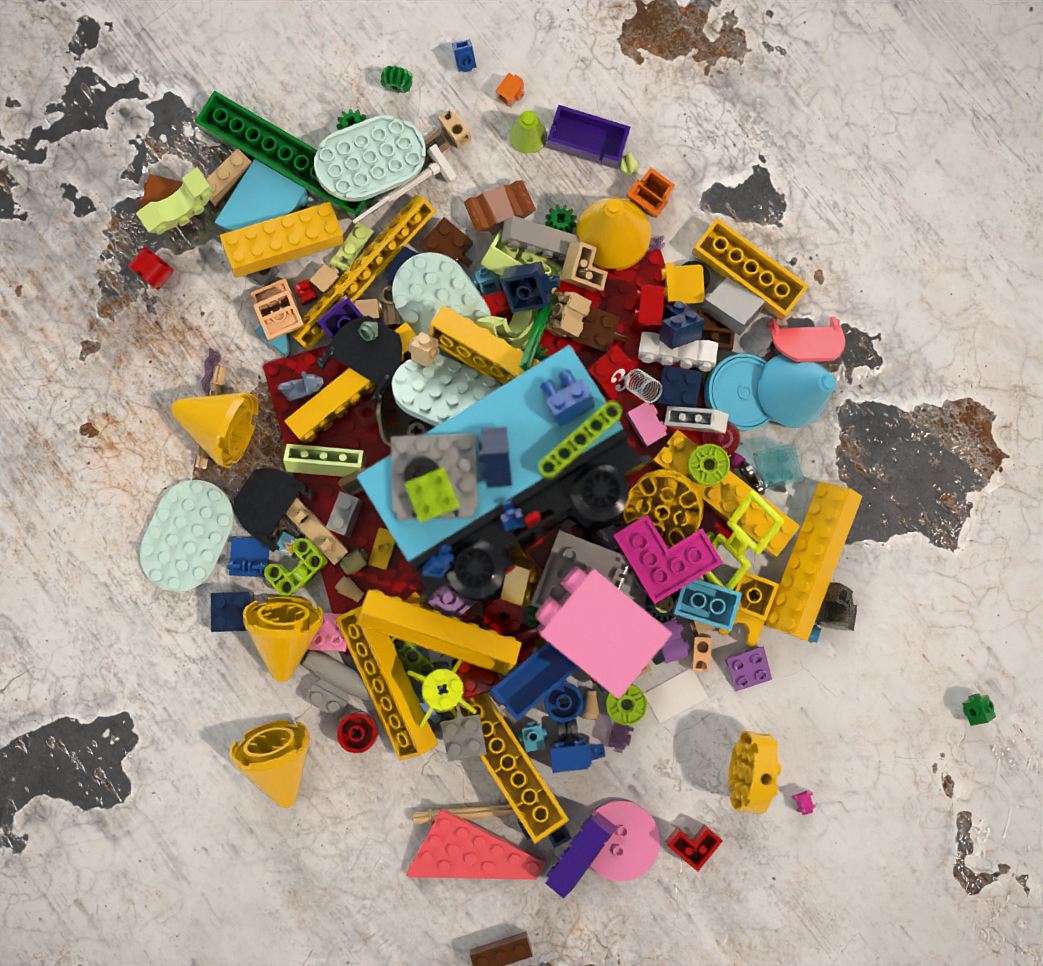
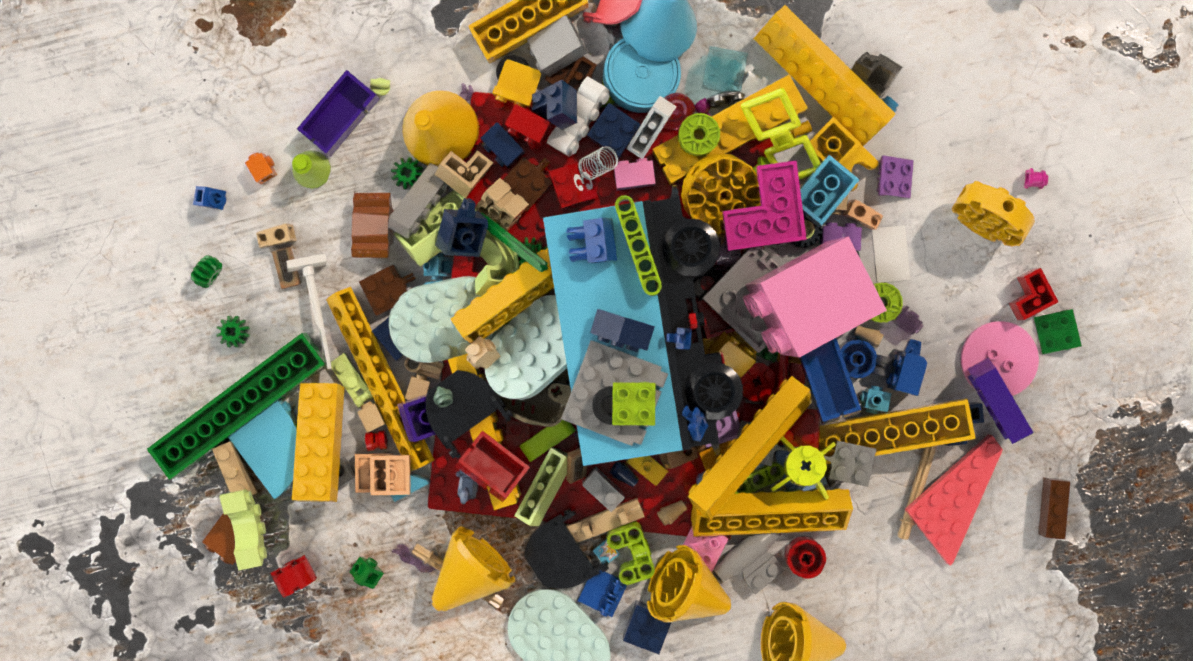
camera: 70 degrees left, 5 degrees up
(180, 332) = (366, 572): none -> green brick
(323, 400) = (492, 466): none -> red piece
(354, 561) = (648, 497): olive brick -> none
(367, 442) = (546, 439): none -> lime beam
(367, 528) = (623, 473): none -> dark blue cone
(369, 158) = (274, 328): light aqua plate -> none
(401, 568) = (677, 458): none -> medium nougat torso
(622, 293) = (502, 145): none -> dark blue brick
(651, 192) = (417, 77): orange plate -> none
(670, 885) = (1057, 331): none -> green hinge
(755, 560) = (804, 128): none -> yellow pin

